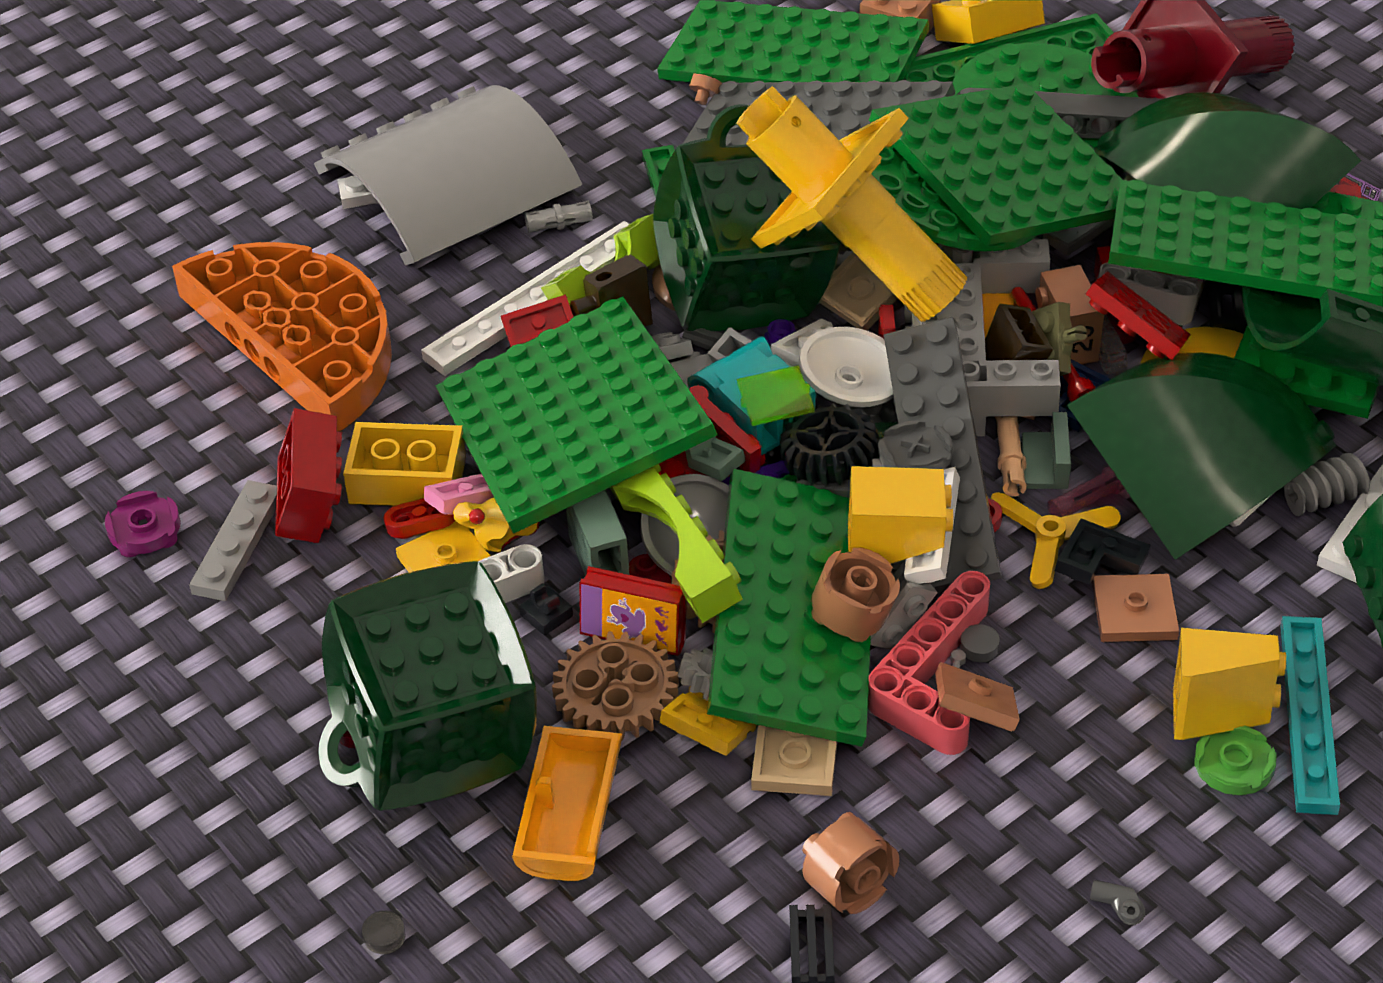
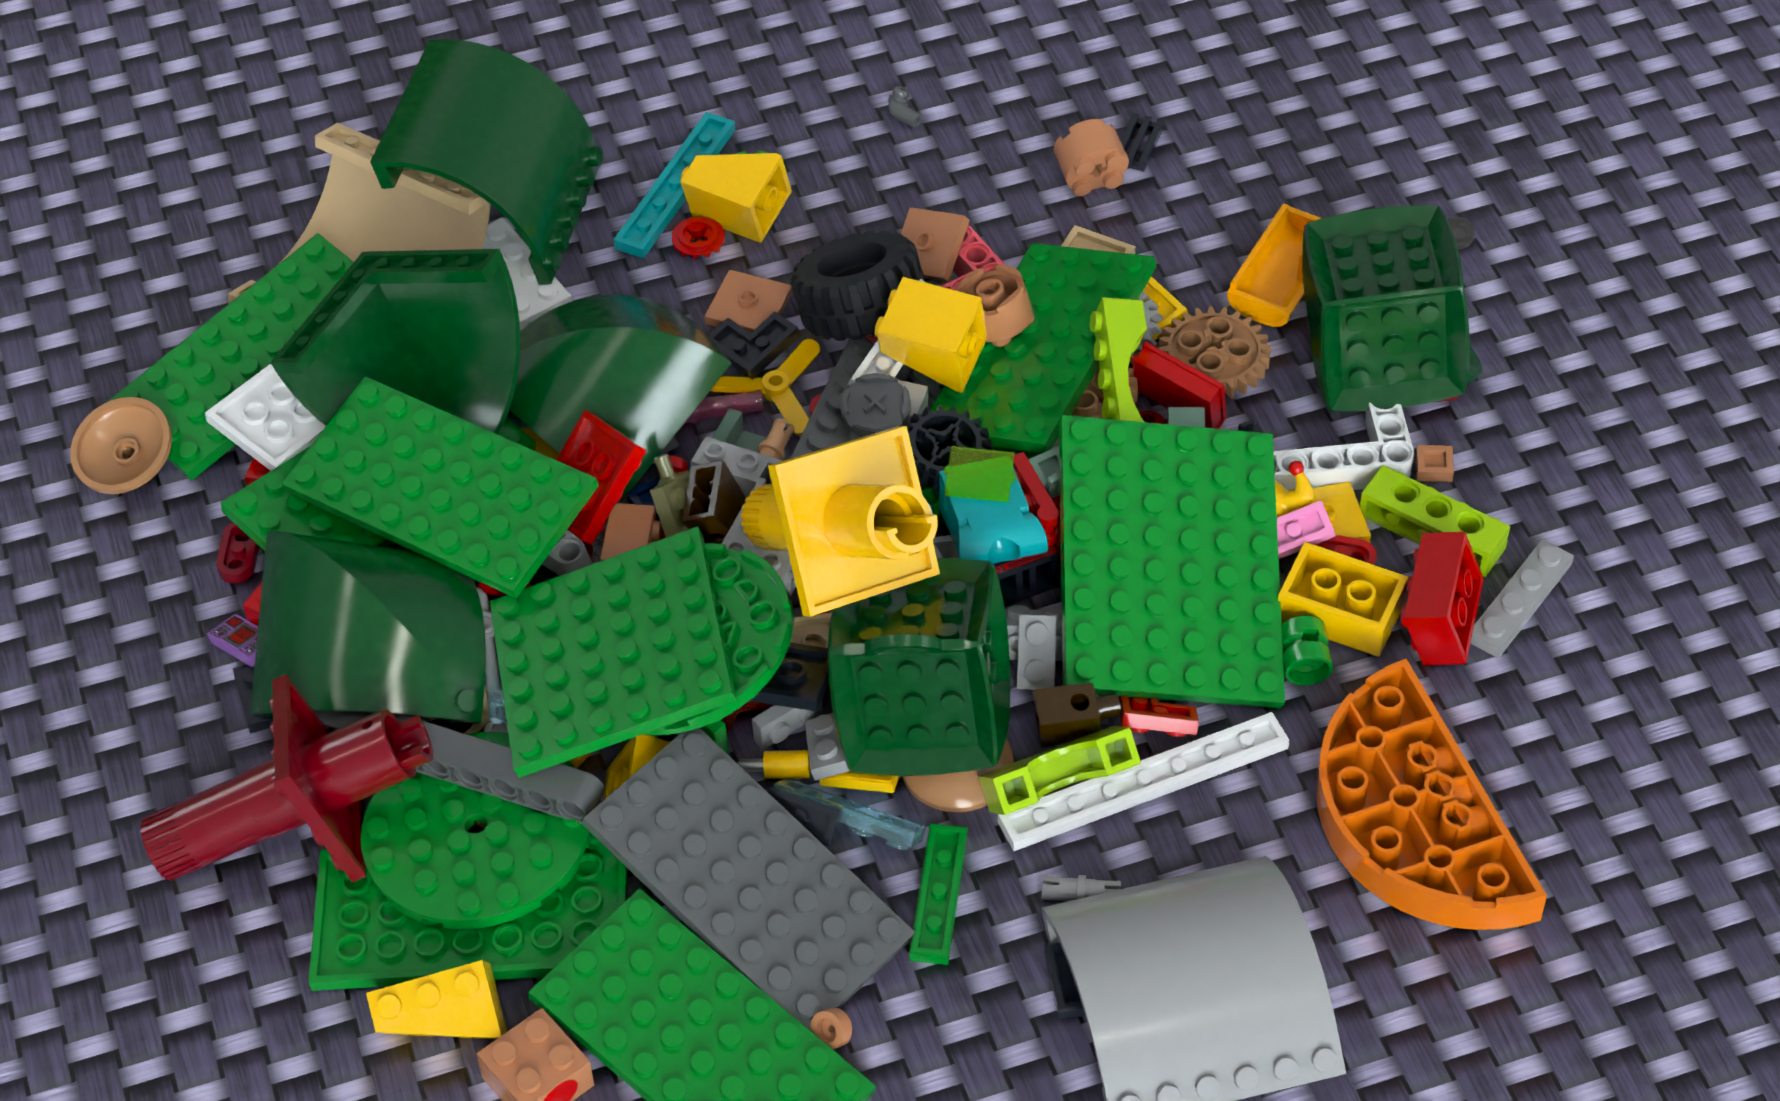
camera: 160 degrees left, 5 degrees up
(136, 539) = (1611, 652): magenta plate -> none
(322, 569) = (1415, 509): none -> lime brick
(424, 406) = (1306, 651): none -> green wheel
(1048, 573) = (849, 281): none -> black tyre

